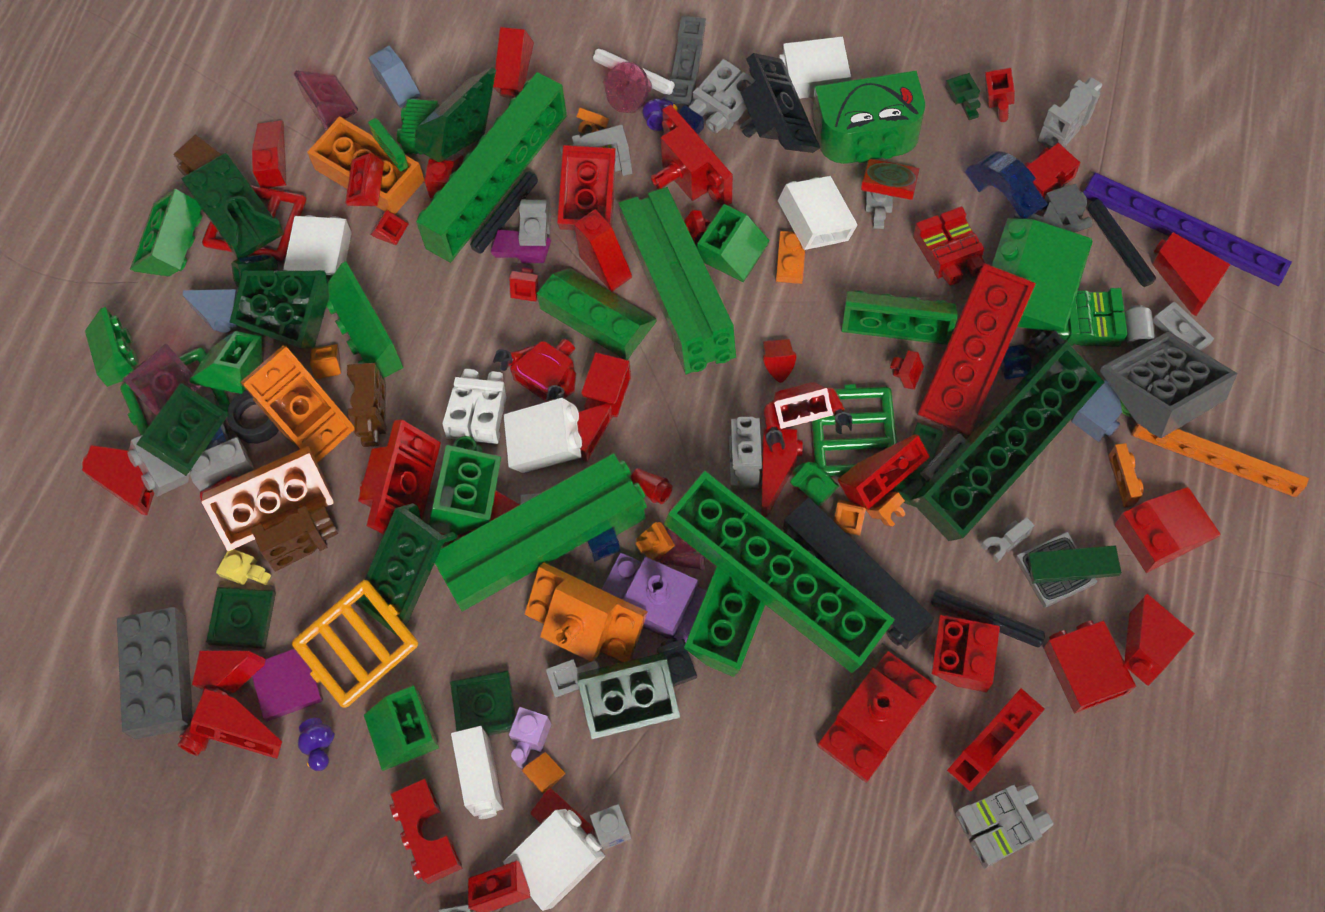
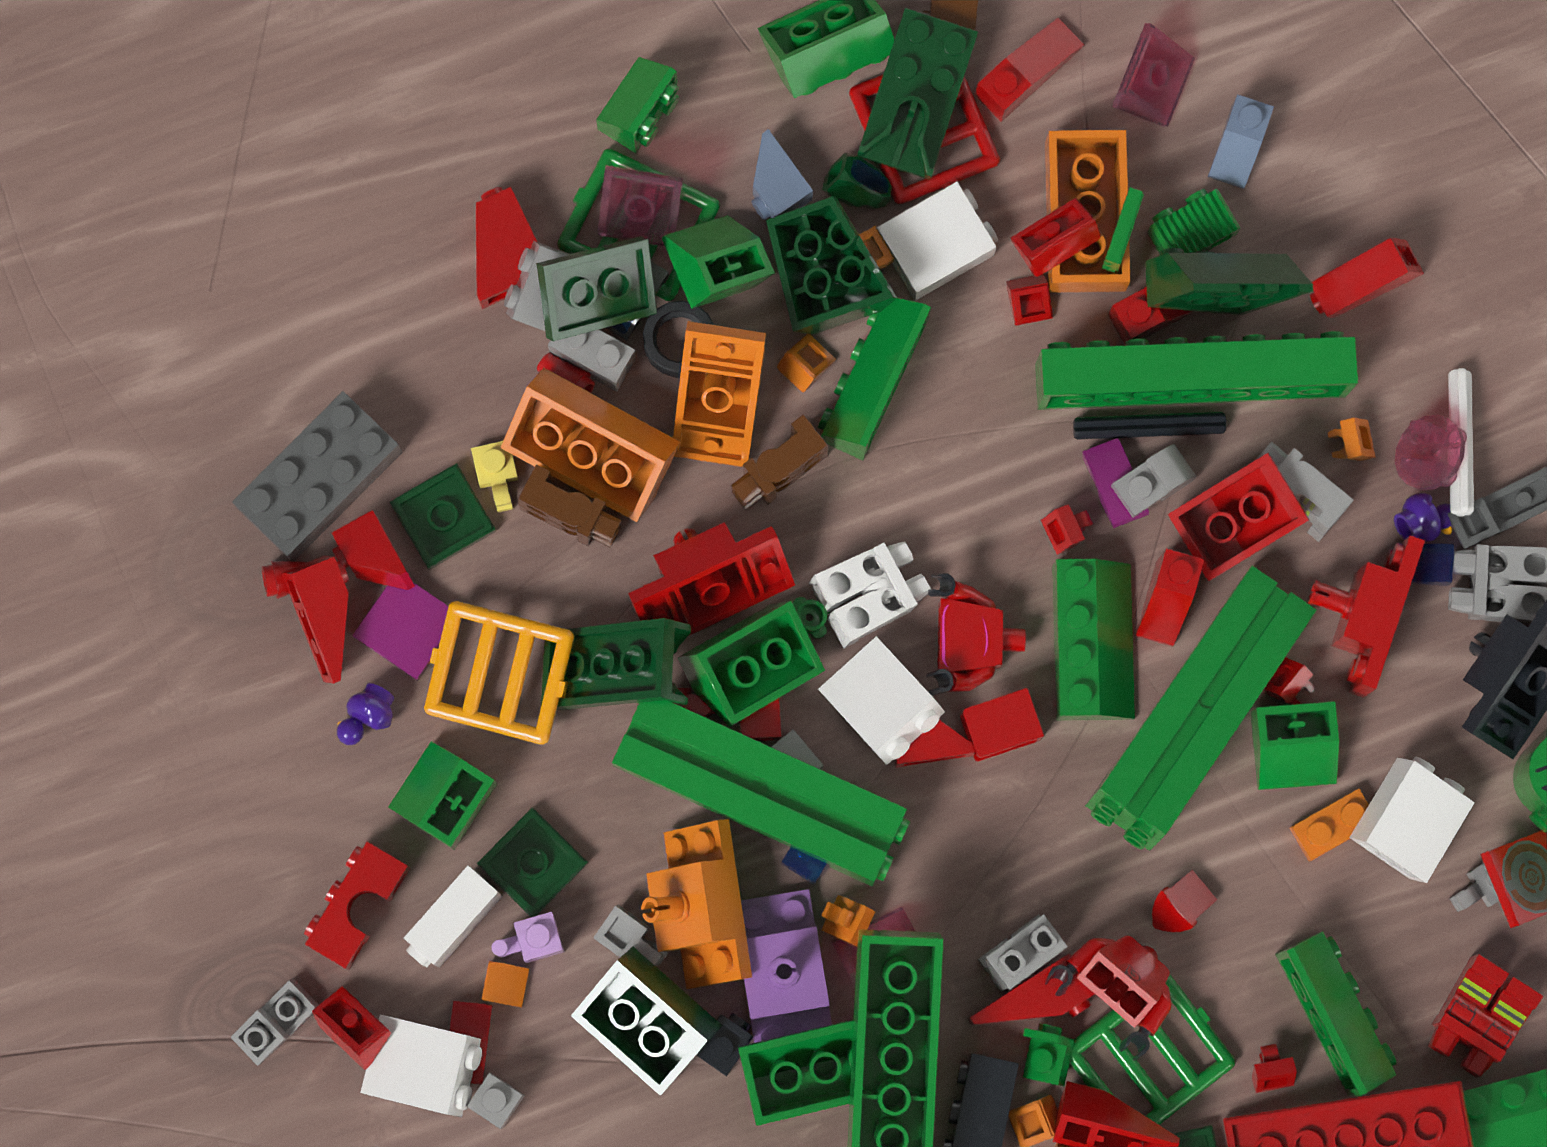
camera: 45 degrees right, 15 degrees up
(654, 486) = (914, 868): red cone -> none

